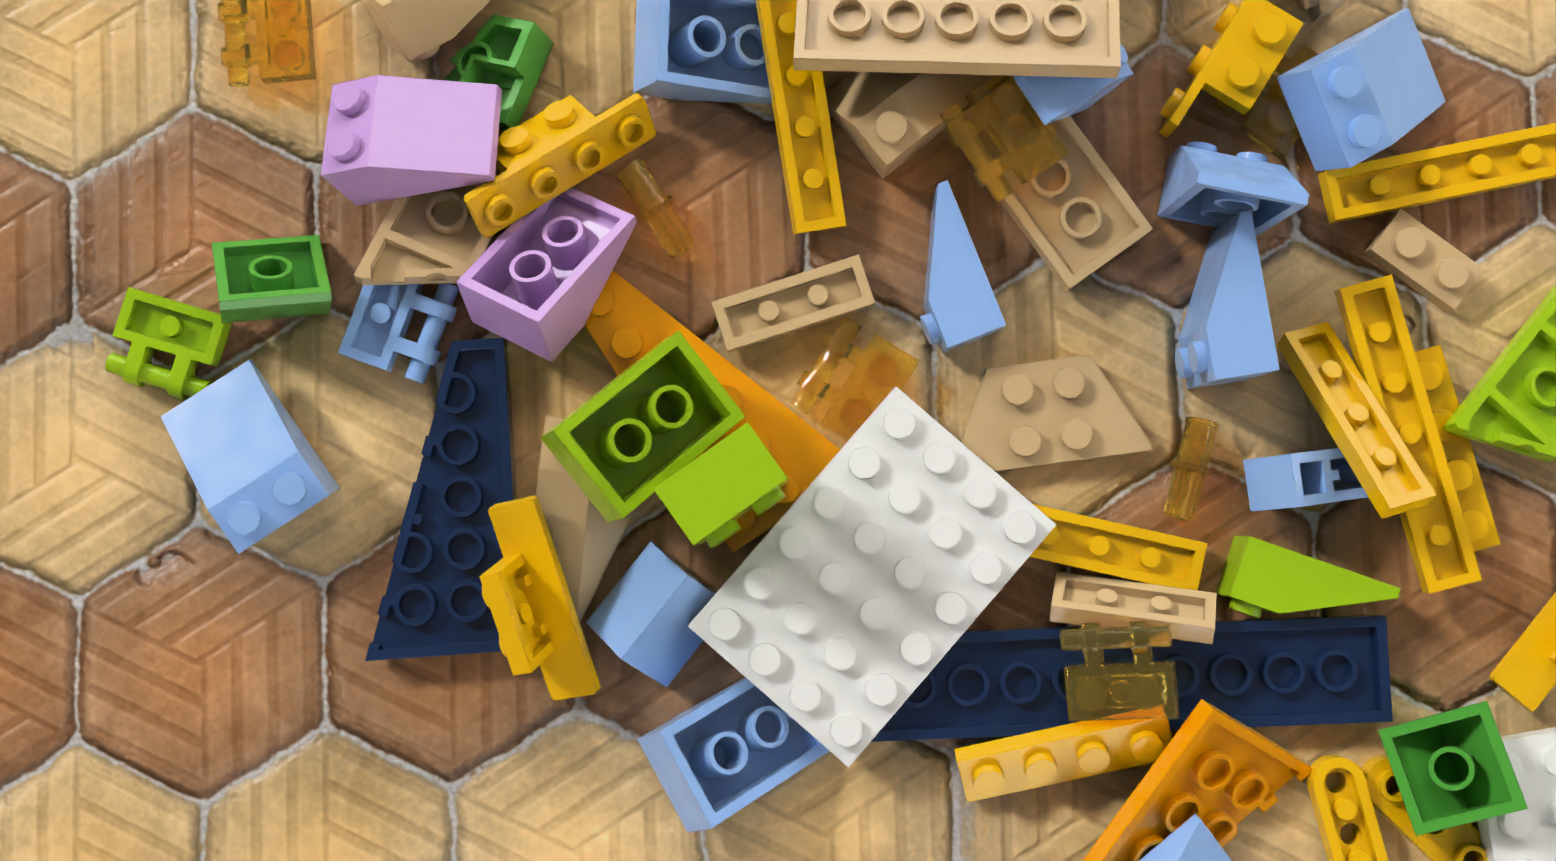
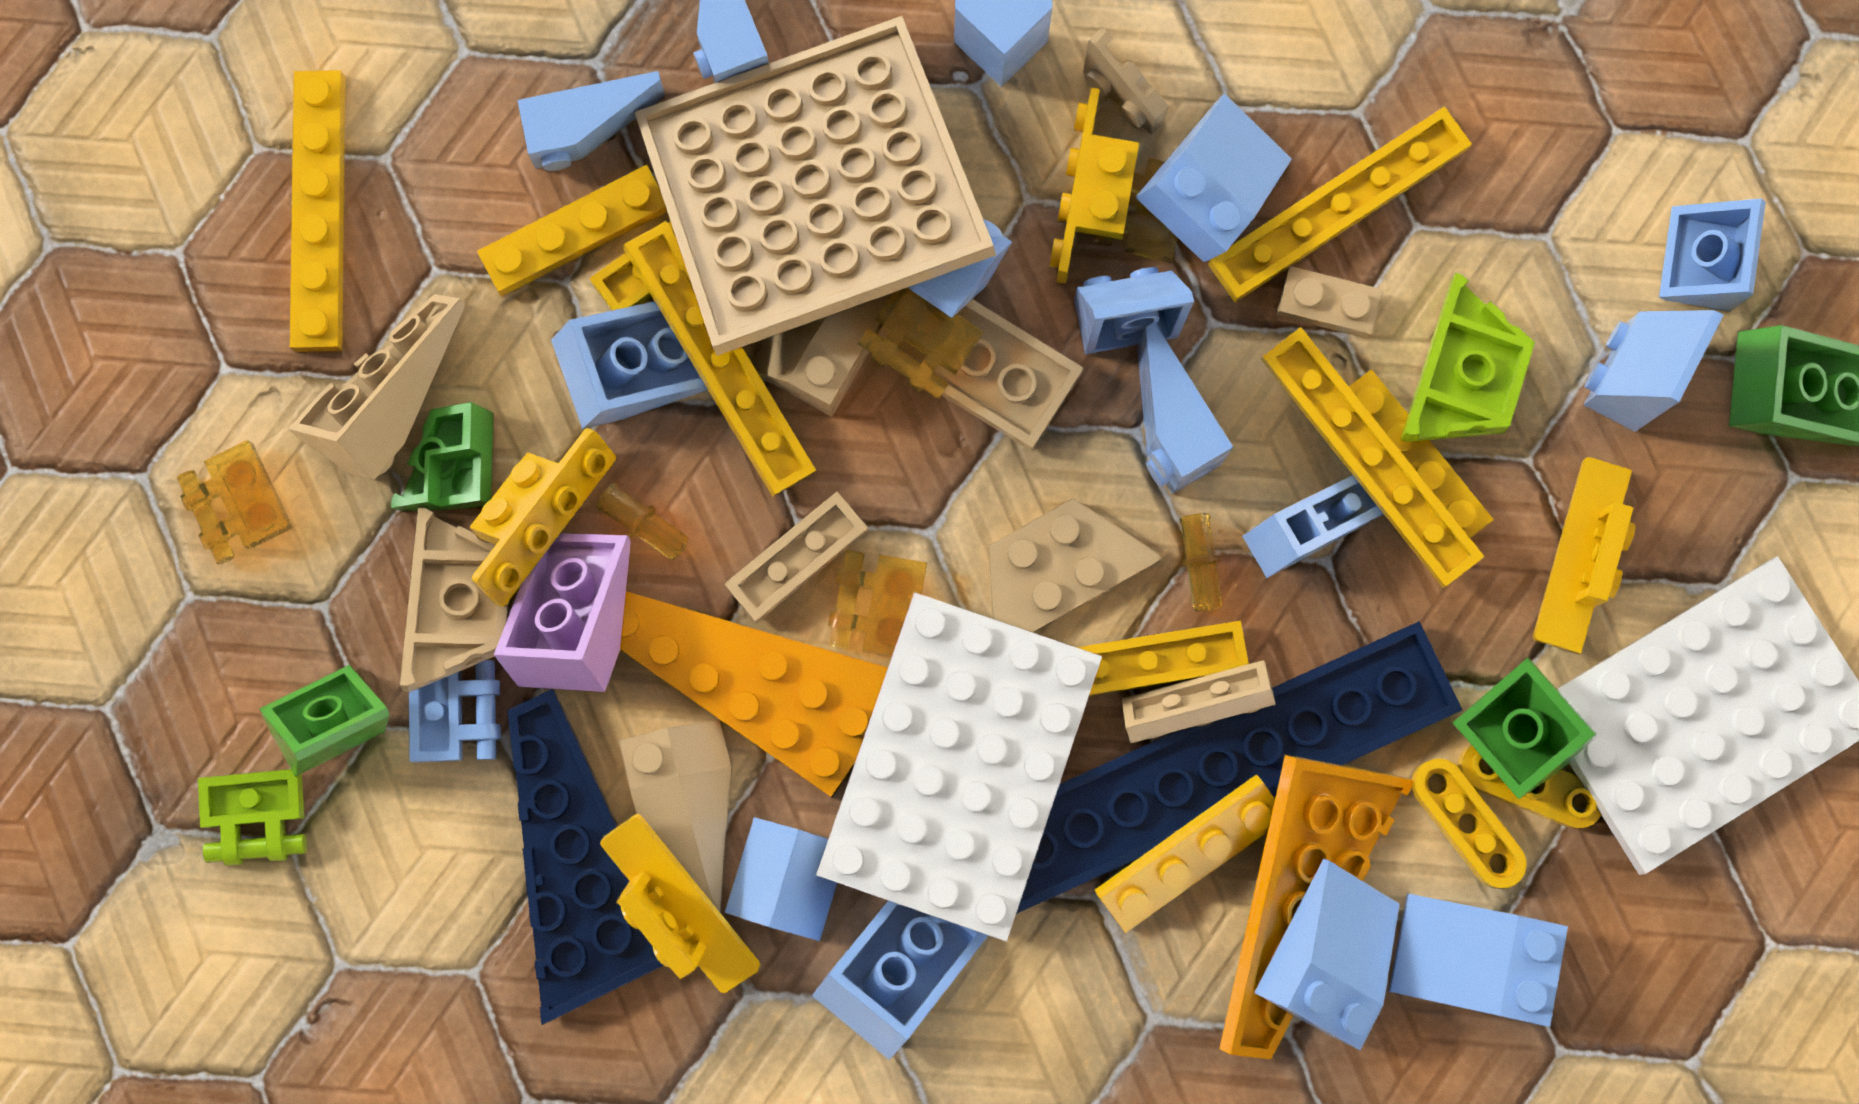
camera: 25 degrees left, 5 degrees down
(247, 456) = (364, 884): light blue slope -> none
(409, 136) = (402, 545): lavender slope -> none
(643, 427) = (708, 715): lime brick -> none
(722, 487) = (800, 736): lime brick -> none
(957, 291) = (934, 487): light blue slope -> none
(1120, 689) = (1214, 776): clear yellow plate -> none
(1283, 581) = (1316, 626): lime slope -> none
(1356, 420) = (1320, 462): yellow plate -> none

